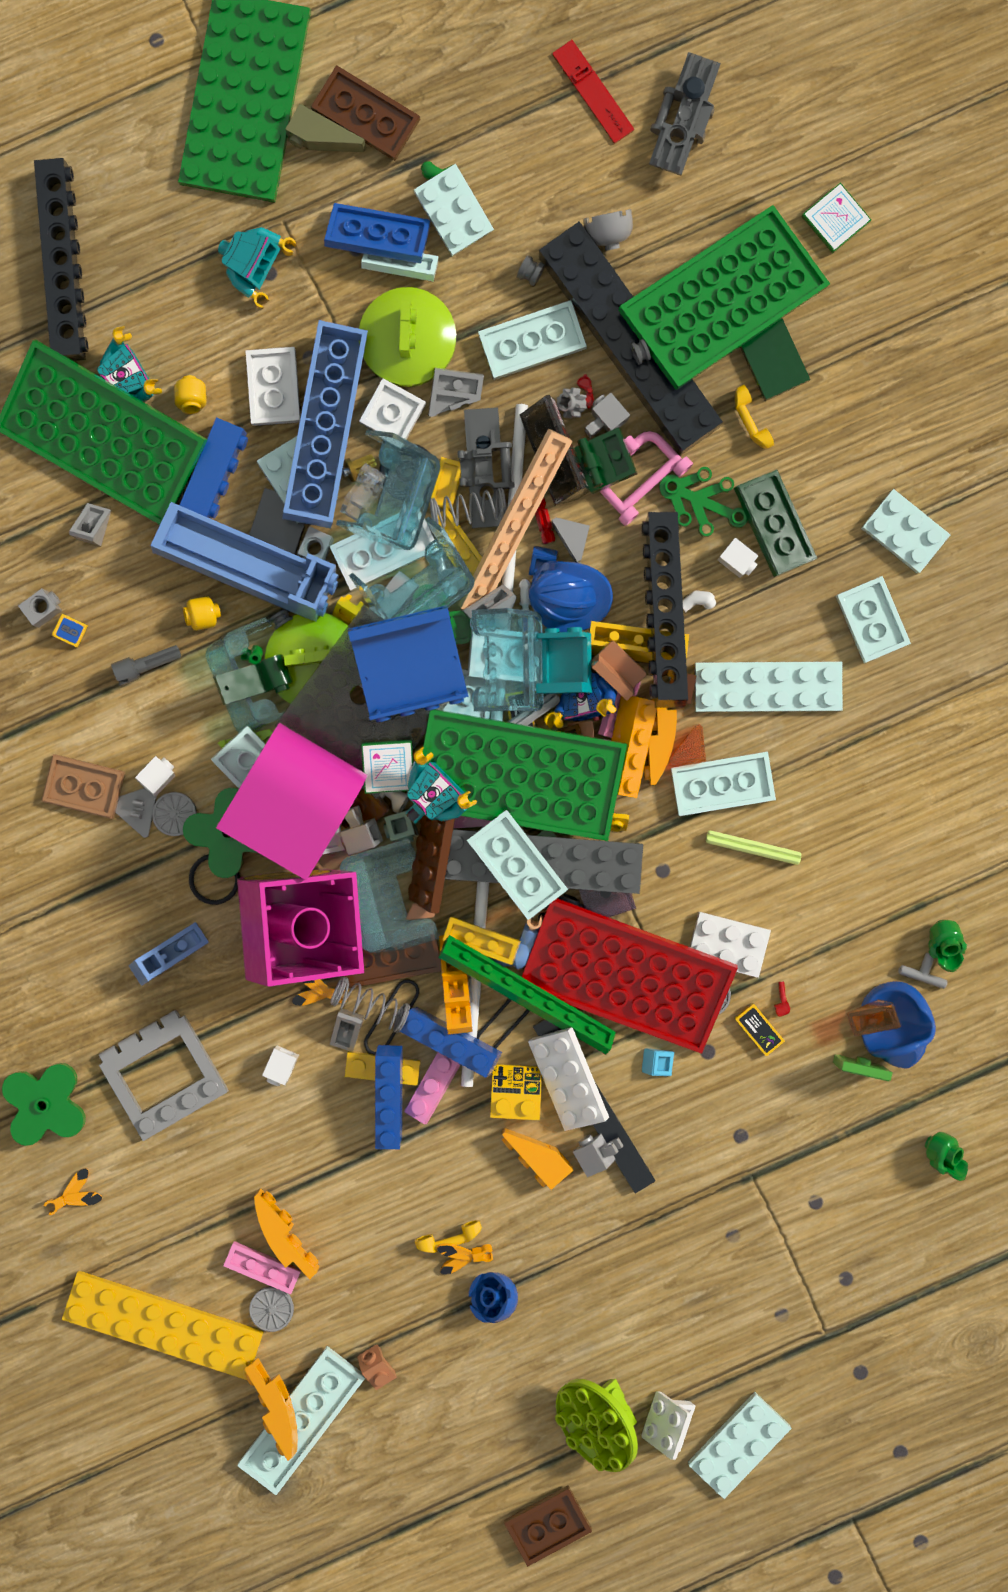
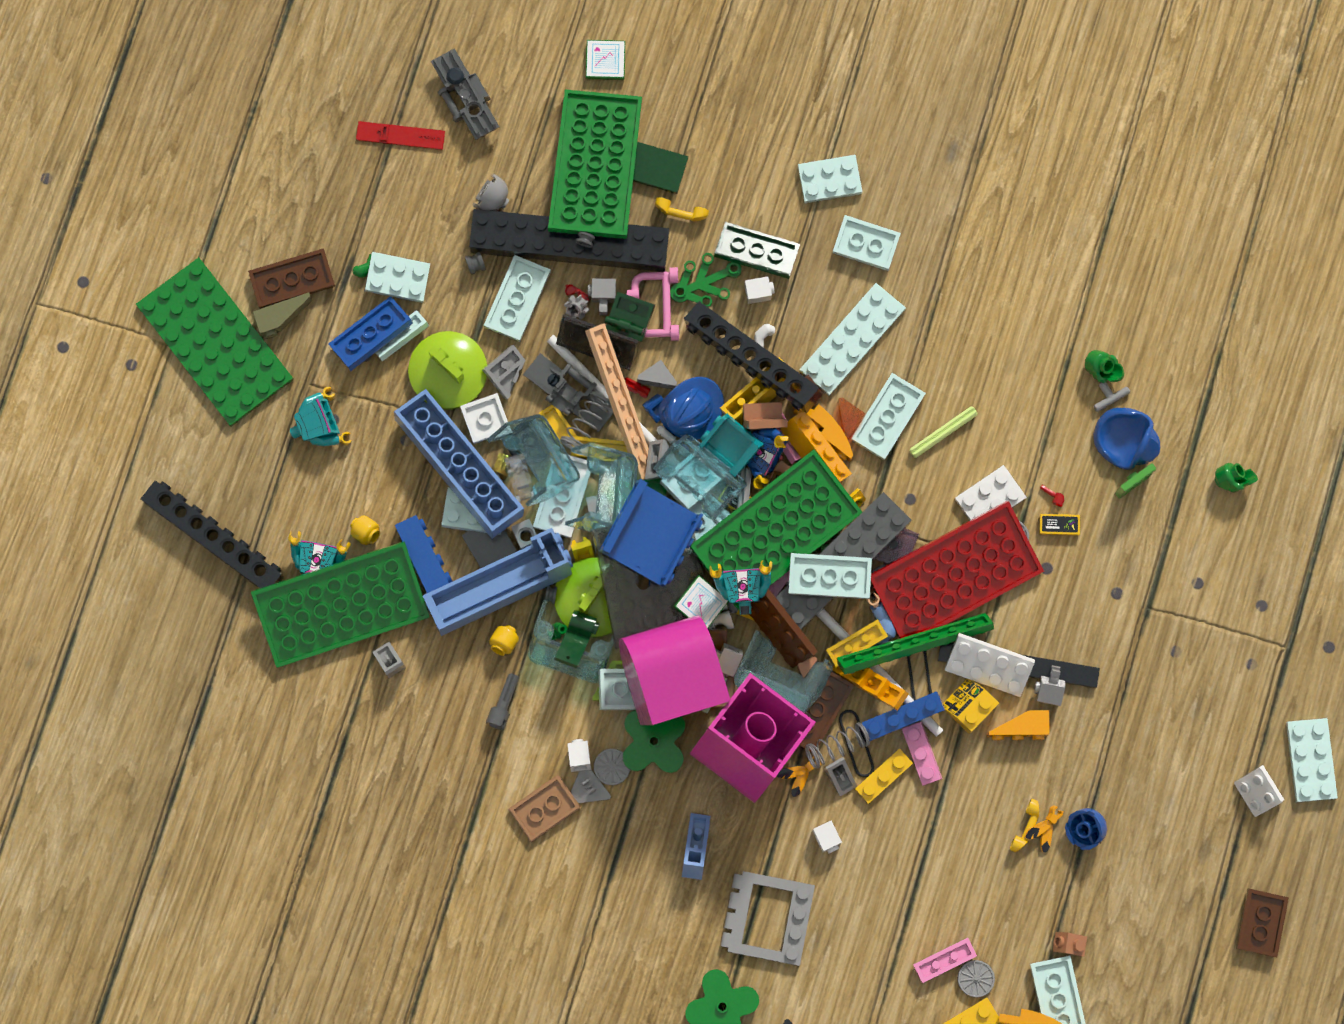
camera: 55 degrees left, 10 degrees down
(30, 607) = (415, 744): light grey brick -> none
(69, 630) = (441, 731): slope -> none
(198, 895) = (680, 795): black tyre -> none
(273, 386) = (404, 476): white plate -> none
(275, 1227) = (926, 928): light orange slope -> none
(388, 1097) = (905, 783): blue brick -> none
(400, 827) = (743, 631): sand green brick -> none
(598, 1423) = (1220, 832): lime bracket -> none
(657, 1062) = (1026, 604): medium azure slope -> none
(873, 1018) = (1110, 447): clear orange slope -> none

